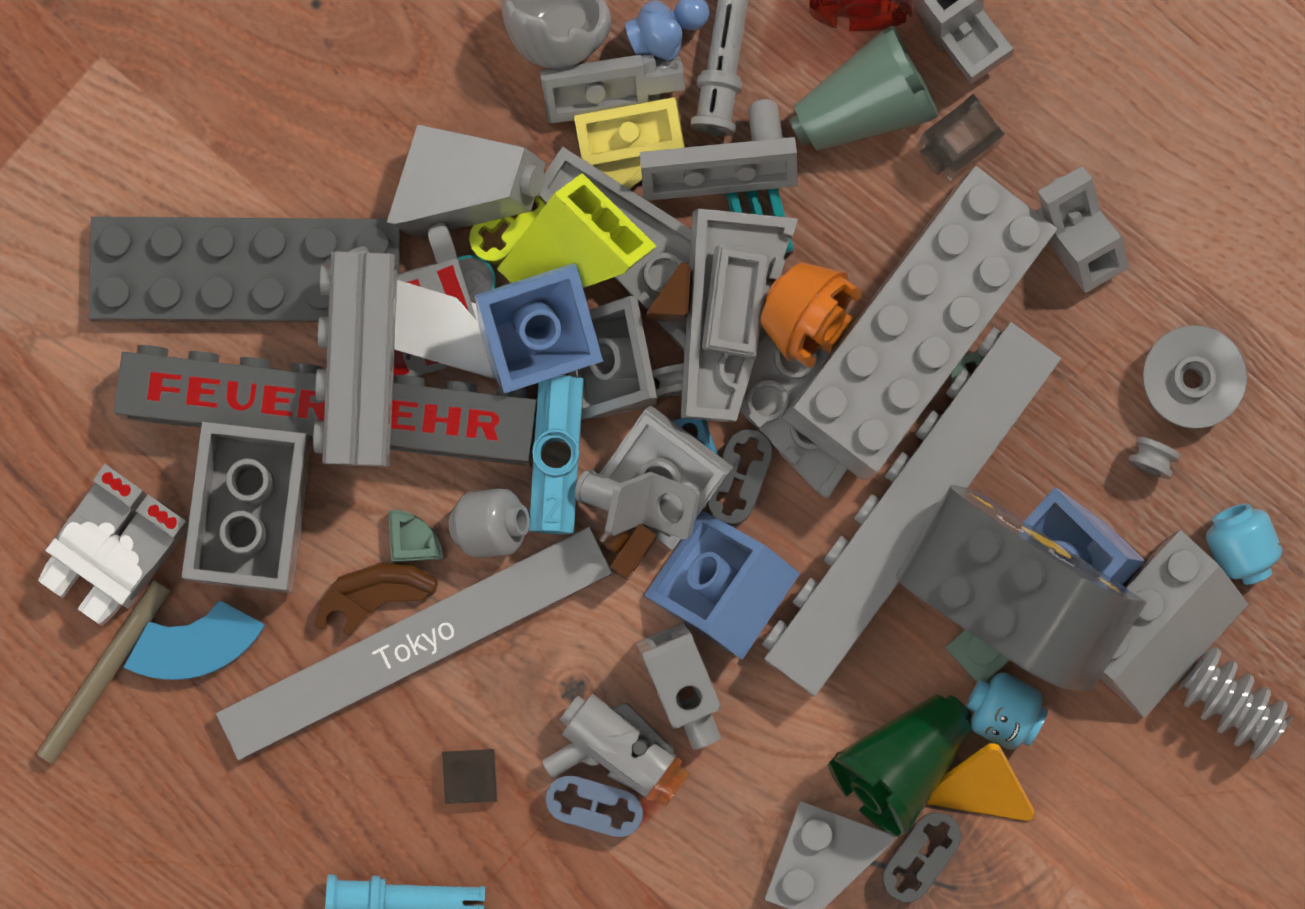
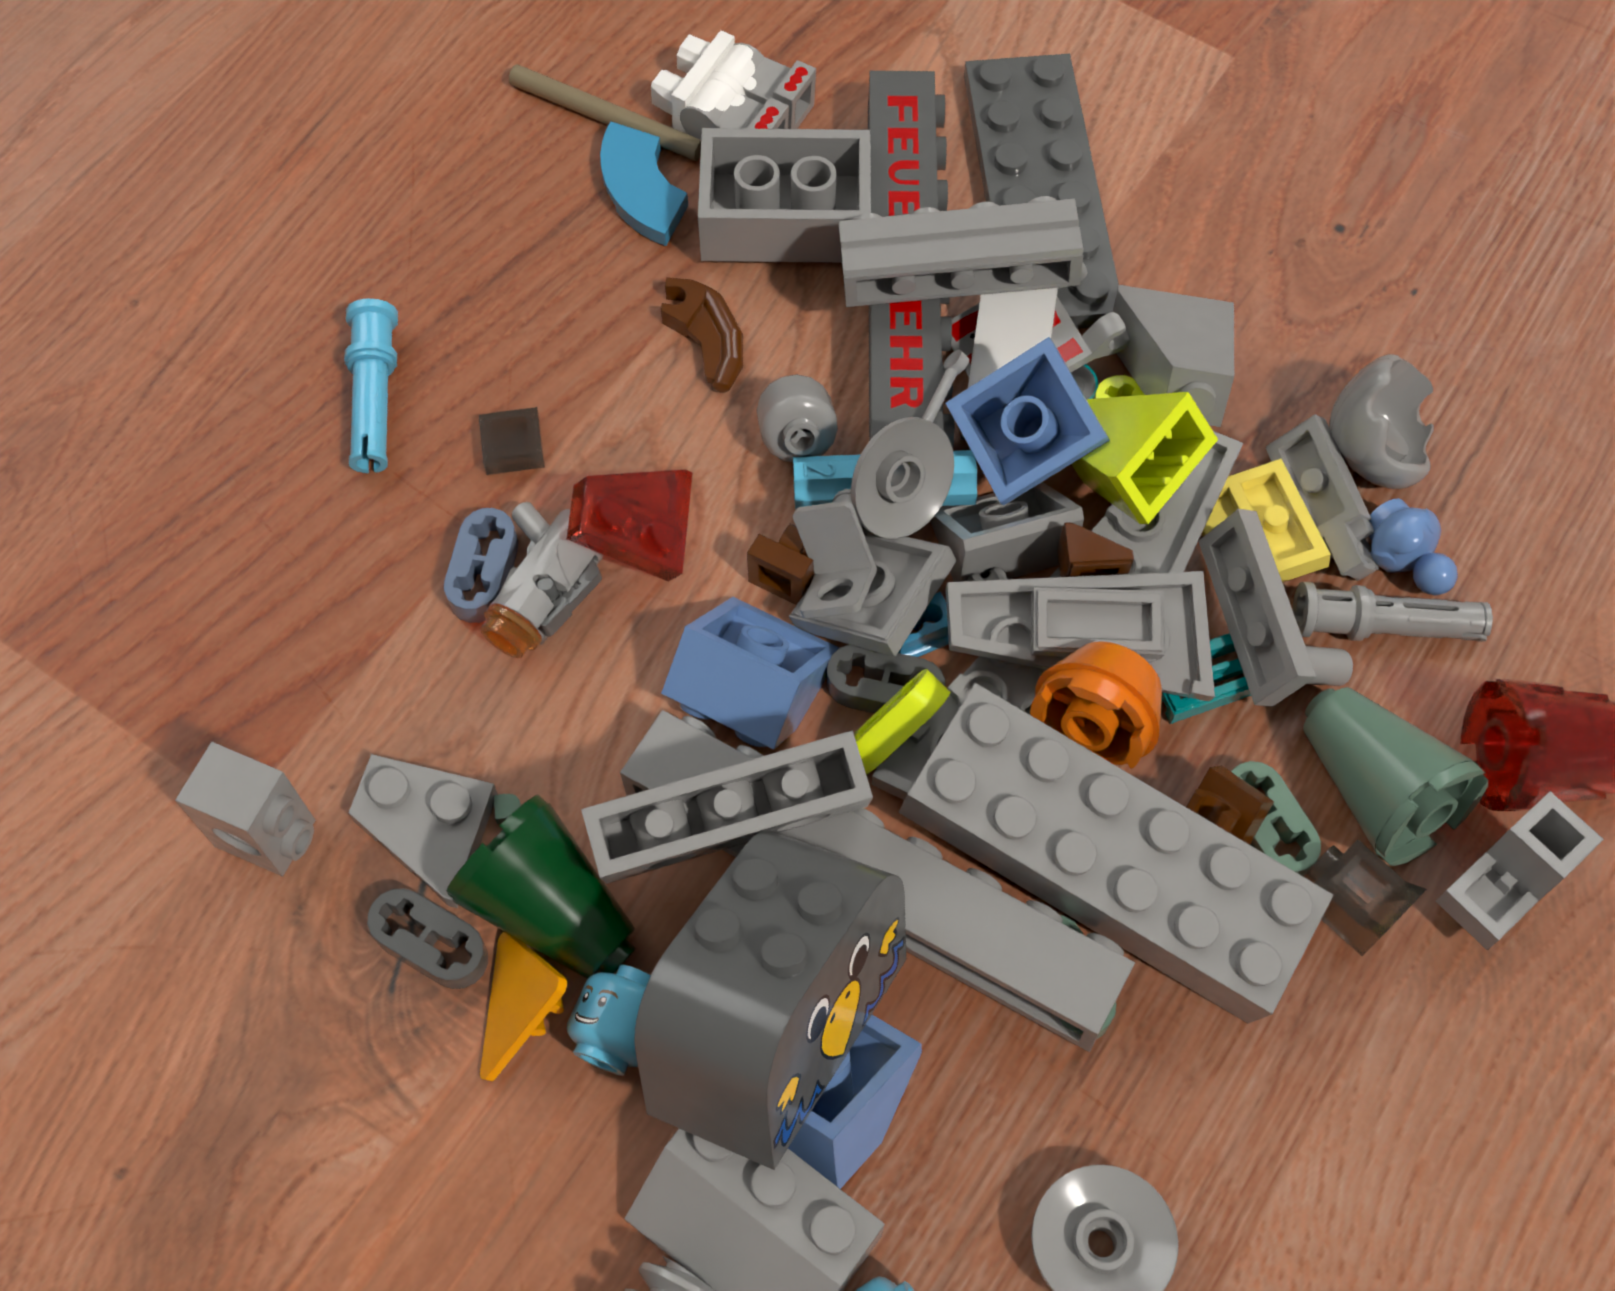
camera: 85 degrees right, 20 degrees down
(412, 539) = (772, 359): sand green tile -> none
(414, 644) = (658, 376): light grey tile -> none
(464, 379) = (954, 365): none -> light grey hinge
(574, 669) = (634, 518): none -> clear red wing
(585, 440) = (902, 477): none -> light grey dish
(676, 663) = (625, 624): light grey torso -> none
(787, 473) = (899, 718): none -> neon yellow beam
(815, 793) = (504, 806): none -> sand green piece
(874, 611) = (727, 807): none -> light grey brick
(884, 181) = (1283, 820): none -> sand green beam
(885, 227) = (1230, 803): none -> reddish brown tile
(1084, 236) = (1278, 1055): light grey brick -> none
(1154, 457) = (982, 1194): light grey bush -> none

